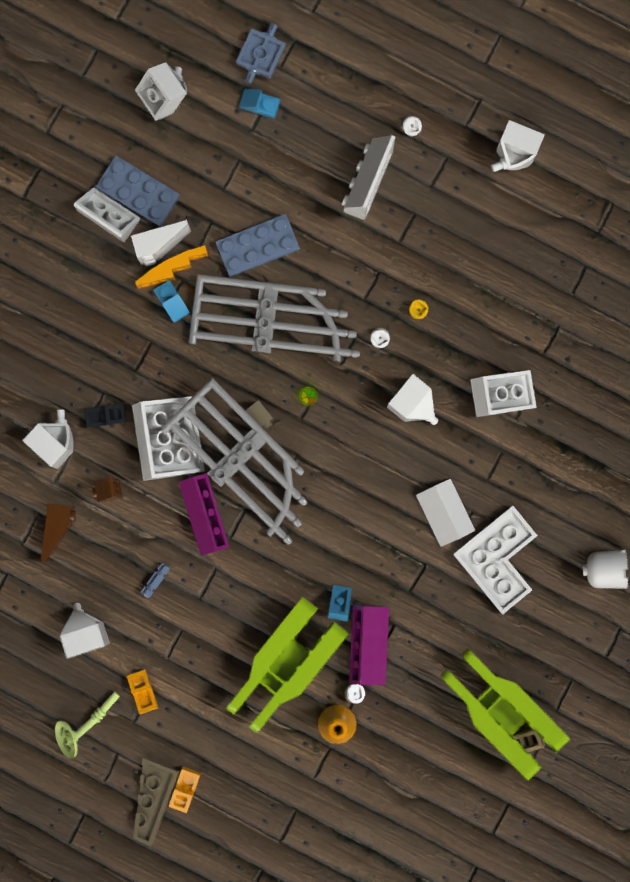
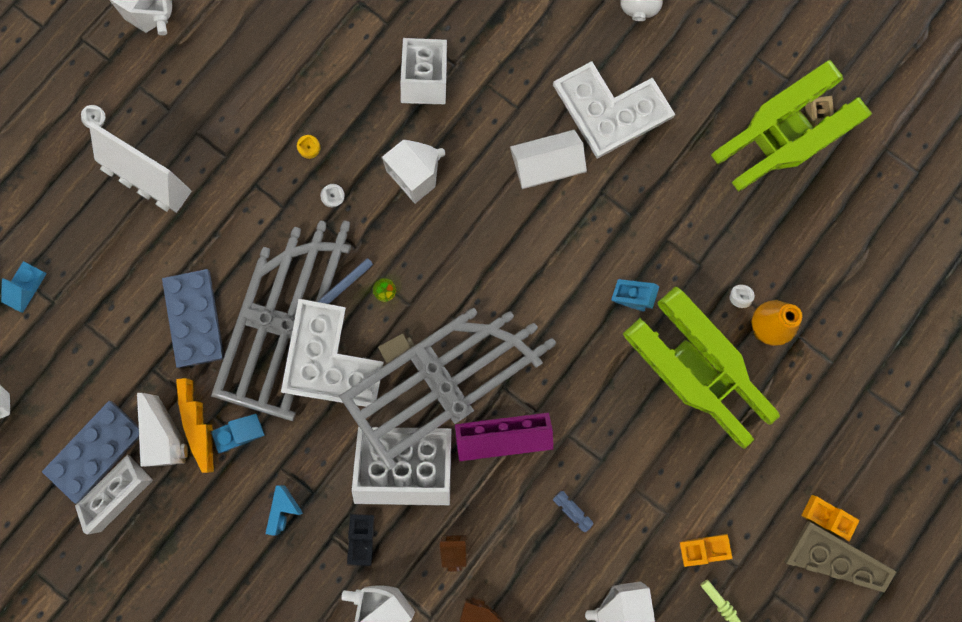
camera: 85 degrees left, 5 degrees down
(122, 348) = (281, 503): none -> dark azure slope
(236, 352) = (313, 361): none -> white plate
(306, 362) = (346, 282): none -> sand blue bar
(369, 645) = (689, 269): magenta brick -> none

